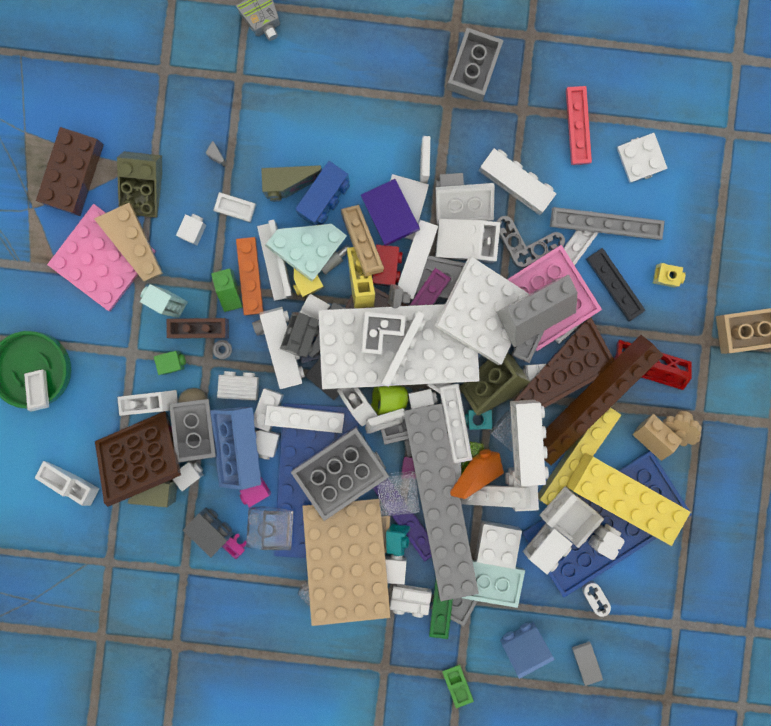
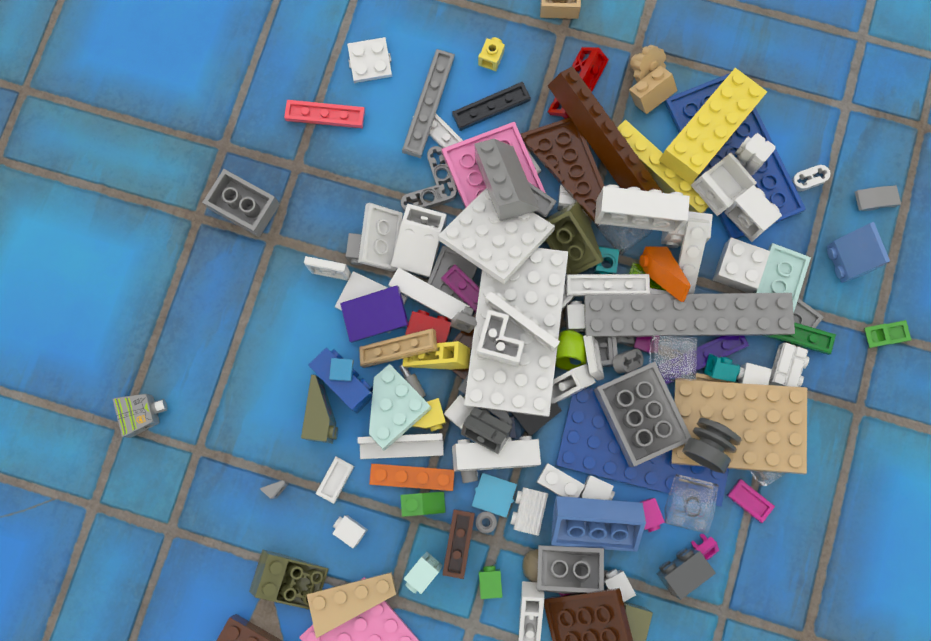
camera: 80 degrees left, 10 degrees down
(247, 352) = (494, 495): none -> medium azure piece
(284, 581) = (750, 501): none -> dark pink tile
(304, 418) = (577, 444): white plate -> none
(320, 538) = (713, 441): none -> dark grey wheel
(329, 192) = (341, 369): none -> dark azure tile
(388, 453) = (632, 360): none -> light grey beam
(517, 181) = (368, 182): white brick -> none

